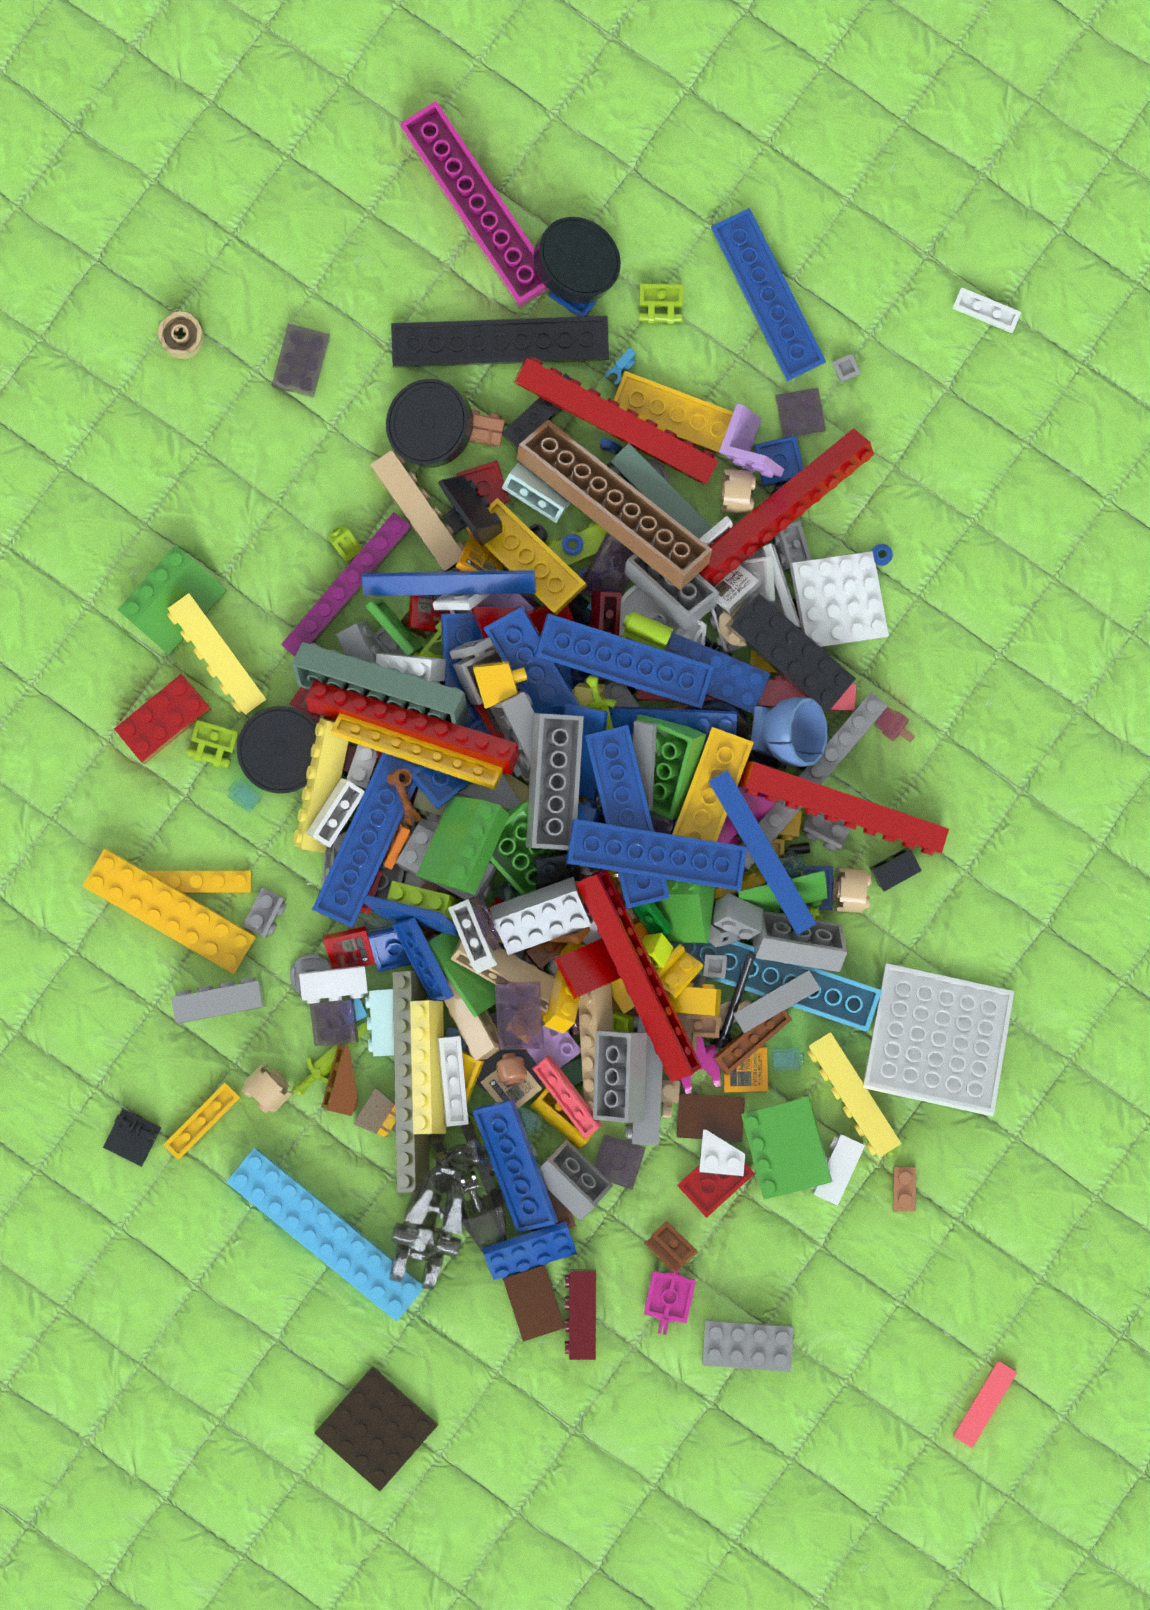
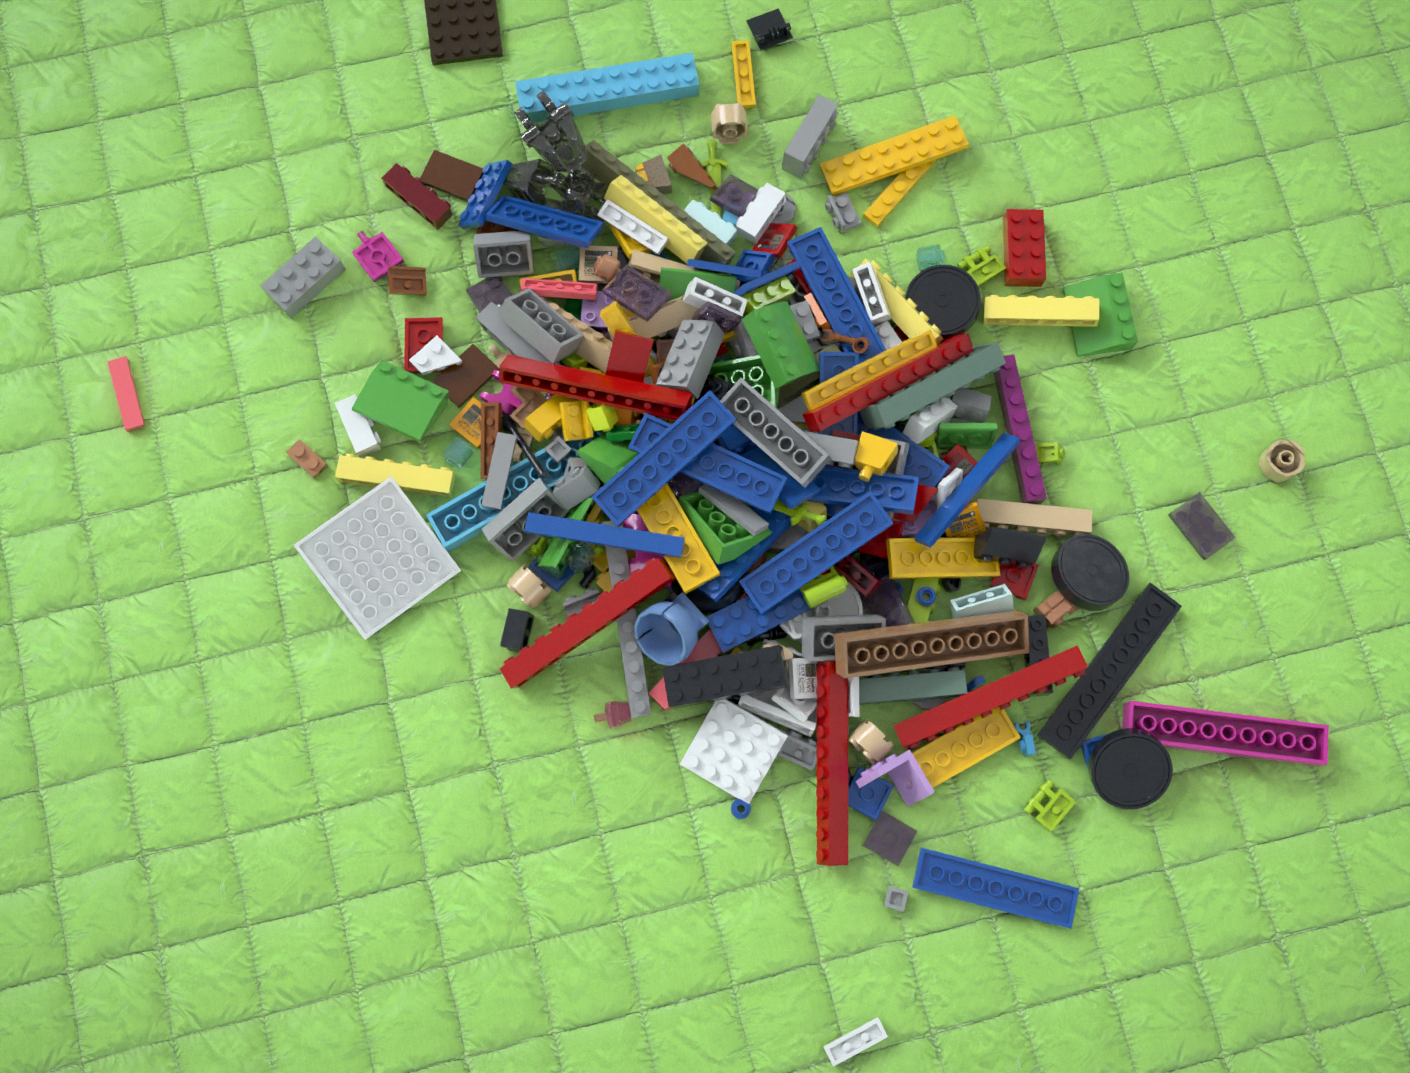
camera: 130 degrees right, 10 degrees down
(474, 648) = (910, 461): light grey plate -> none

